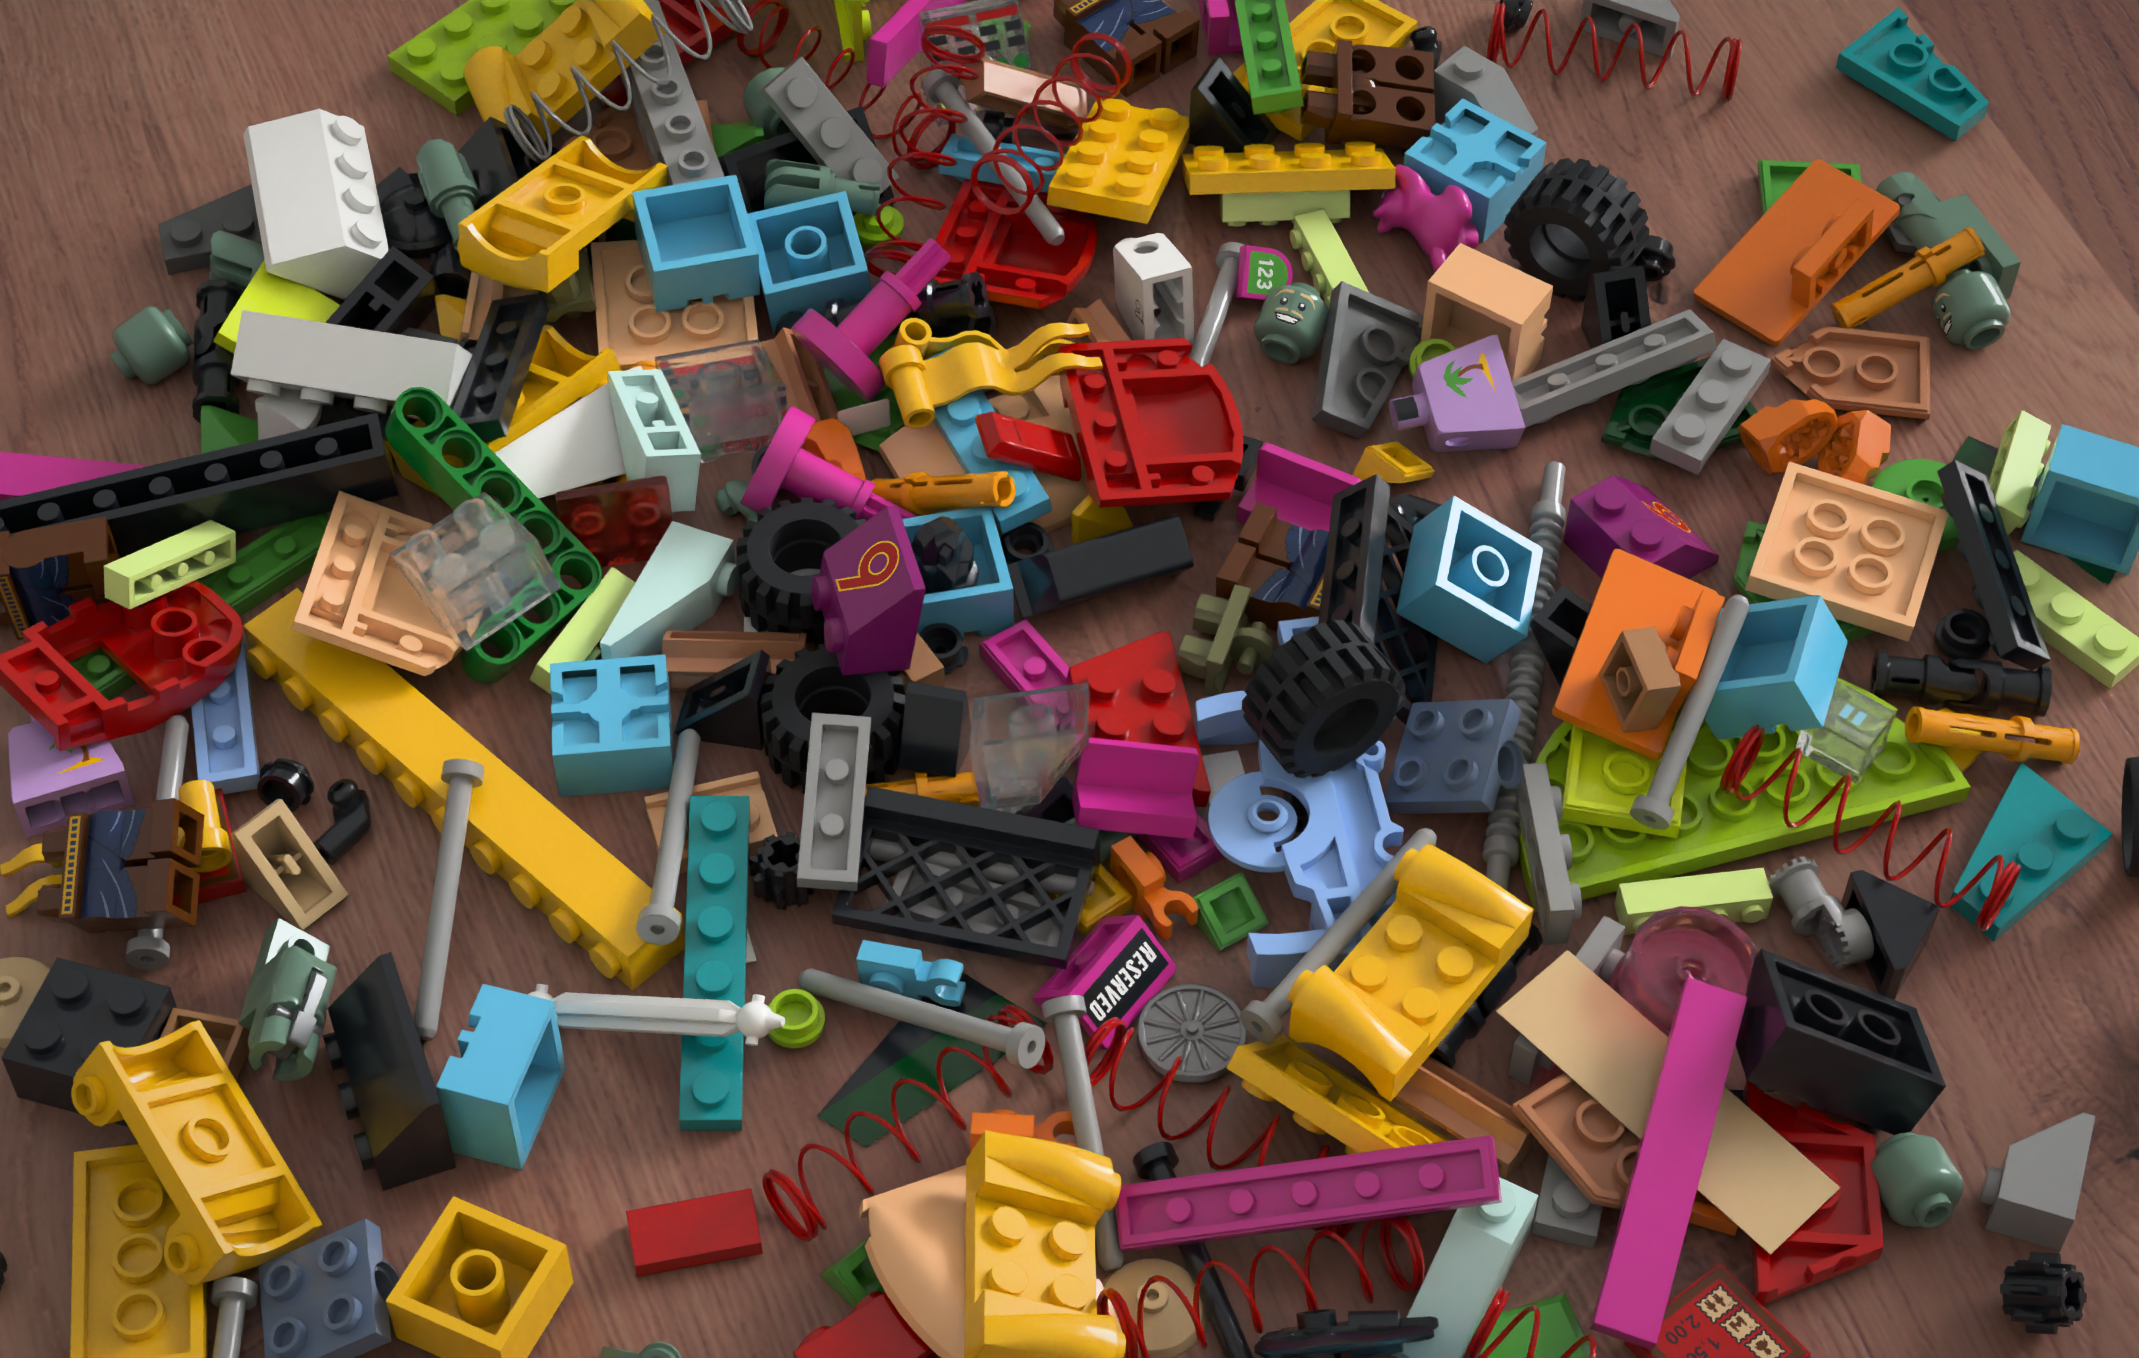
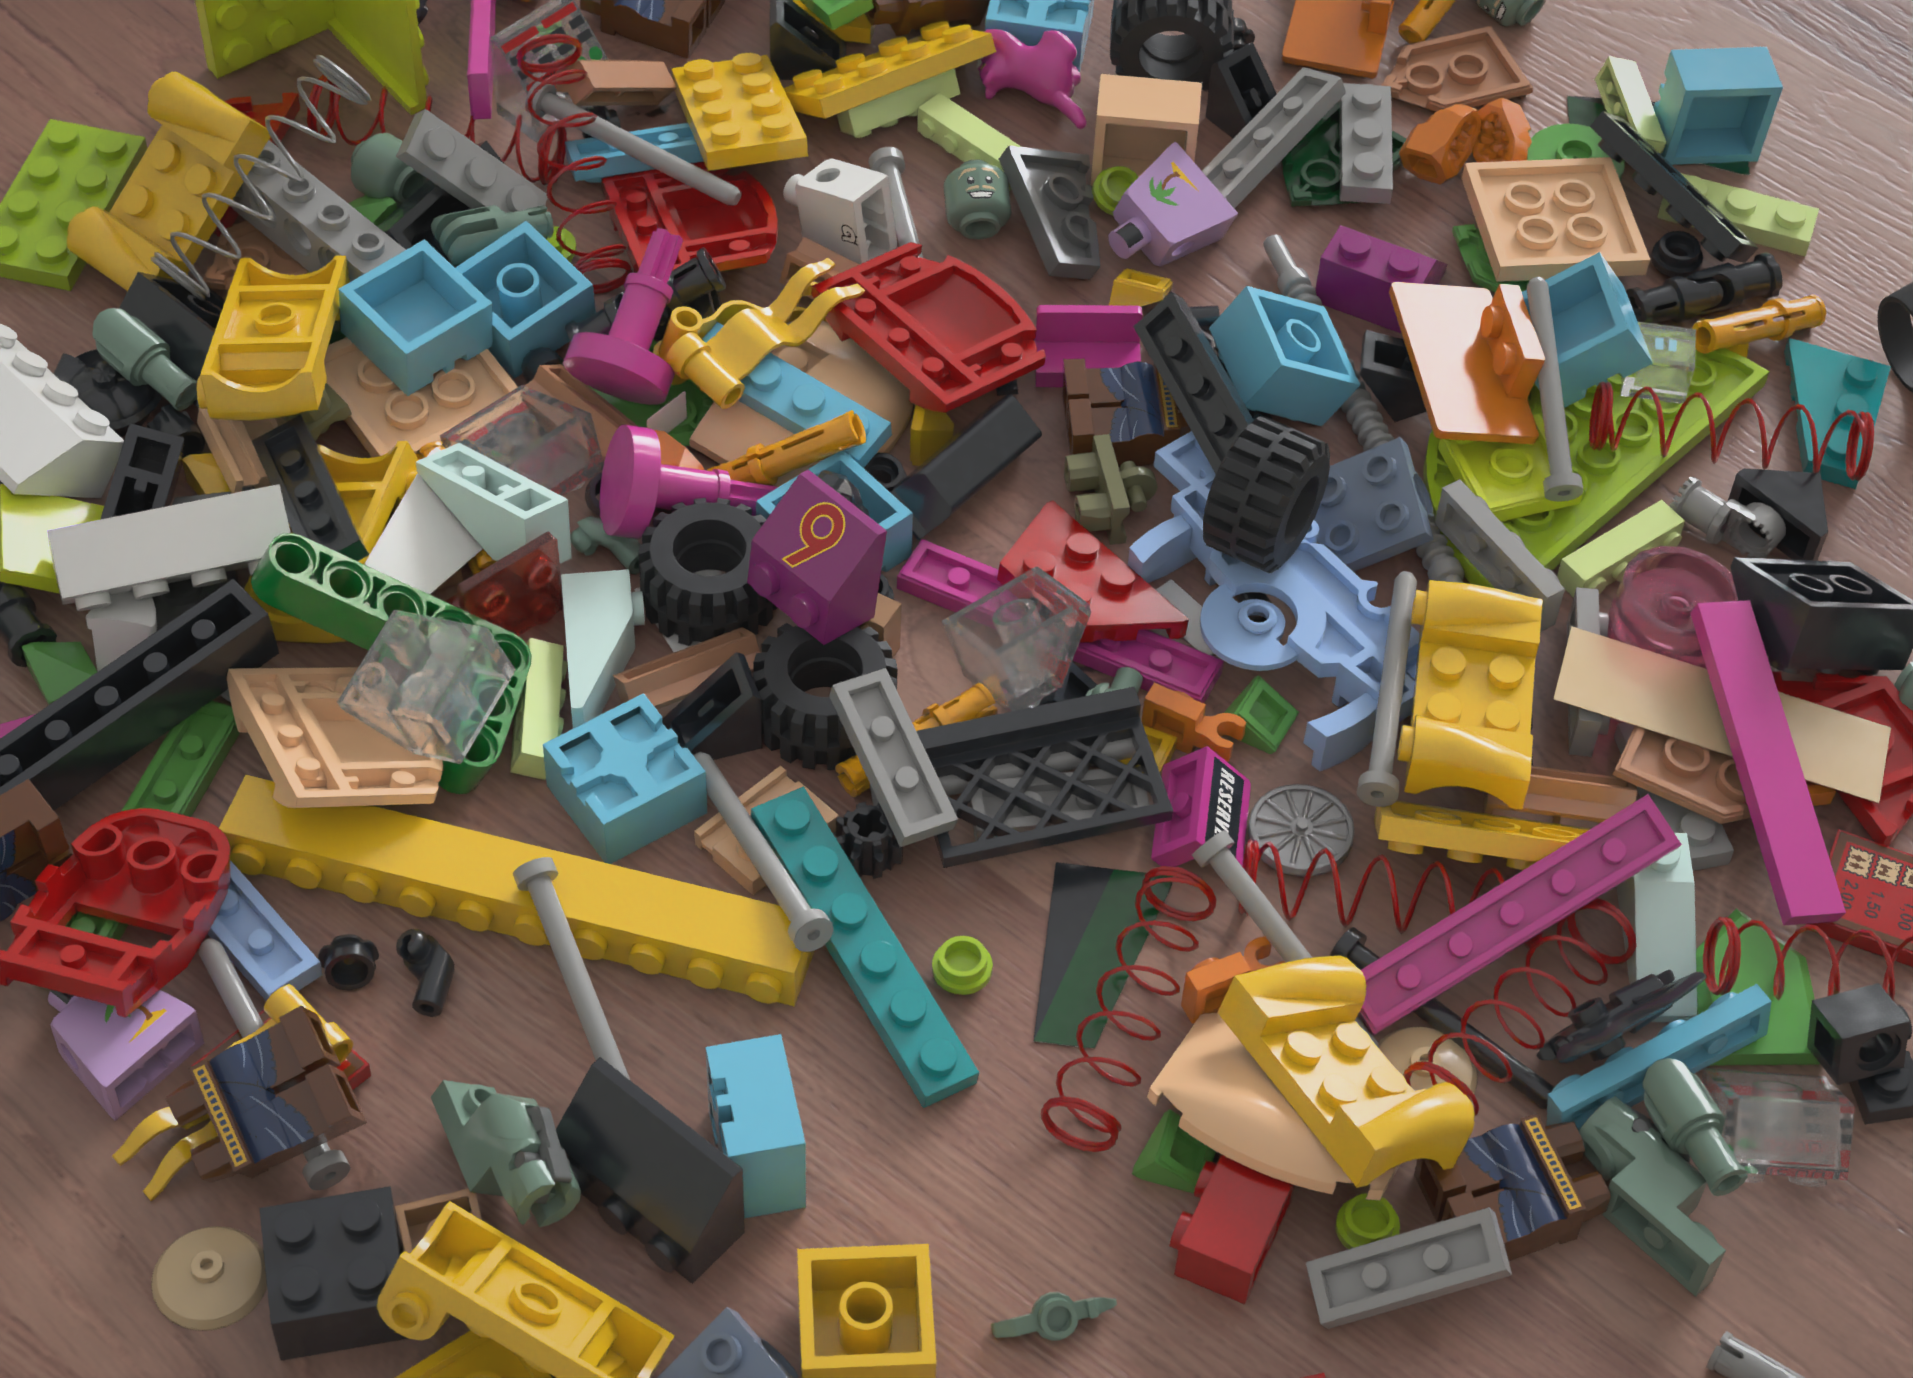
camera: 30 degrees left, 0 degrees up
(169, 564) = (109, 801): yellowish green piece -> none
(286, 866) = (408, 1034): tan slope -> none
(663, 1014) = (868, 1005): white wheel -> none
(694, 1232) = (1002, 1188): red tile -> none
(905, 973) = (1034, 884): medium azure plate -> none
(935, 729) = (928, 661): black slope -> none
(1021, 1044) = (1206, 892): light grey bar -> none
(1029, 445) = (845, 382): red tile -> none
(1087, 85) = (660, 136): red piece -> none
(1136, 788) = (1136, 641): dark pink panel -> none
(1261, 271) = (922, 167): tile -> none
(1639, 679) = (1497, 378): medium nougat piece -> none

